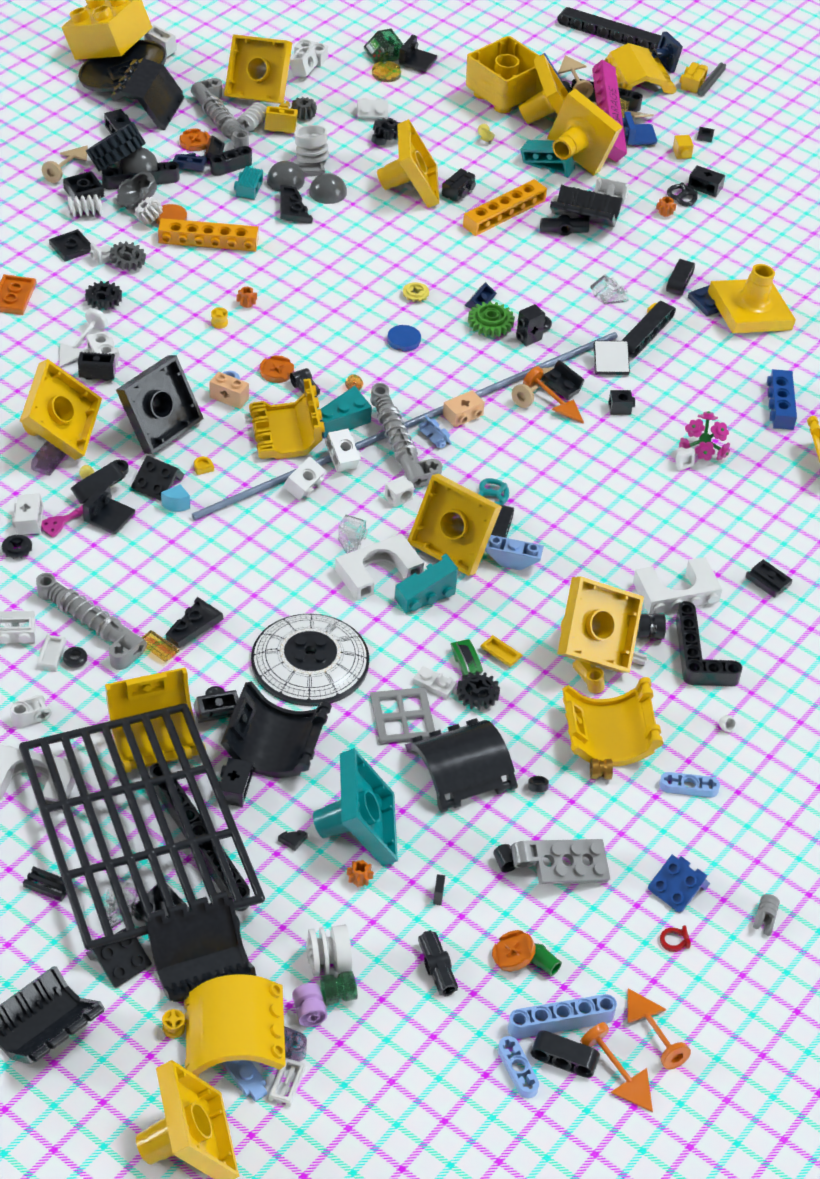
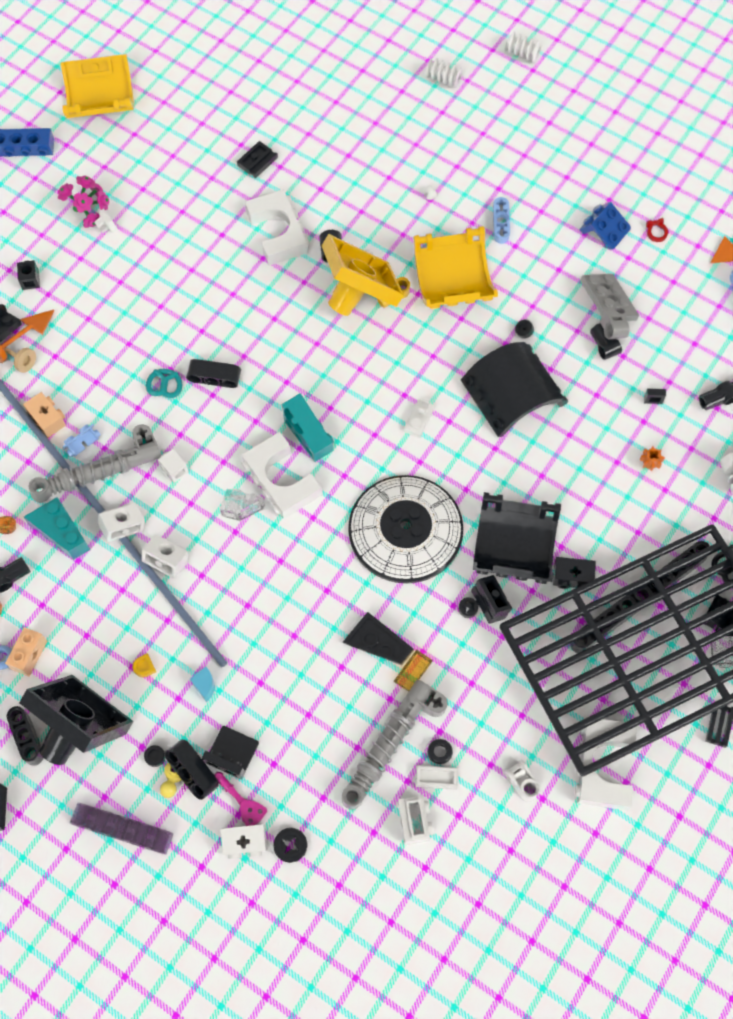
camera: 90 degrees left, 20 degrees up
(60, 410) = (97, 826): yellow piece -> none
(145, 695) = (509, 664): yellow hinge -> none
(155, 477) = (172, 709): black bracket -> none
(288, 428) = (80, 578): yellow hinge -> none
(293, 839) = (621, 519): black tile -> none
(363, 810) = (605, 456): teal piece -> none
(402, 714) = (462, 442): light grey window -> none
(454, 523) = (238, 400): yellow piece -> none
(466, 657) = (387, 391): green slope -> none
(478, 690) = (436, 383): black gear -> none
(501, 651) = (373, 365): yellow tile -> none
(513, 553) = (253, 355): light blue slope -> none
(514, 950) = (703, 337): orange tile -> none
(546, 960) = (703, 317): green piece -> none
(601, 769) = (500, 280): pearl gold wheel -> none
(694, 668) = (351, 216): black beam -> none
(766, 913) = (623, 168): light grey hinge -> none

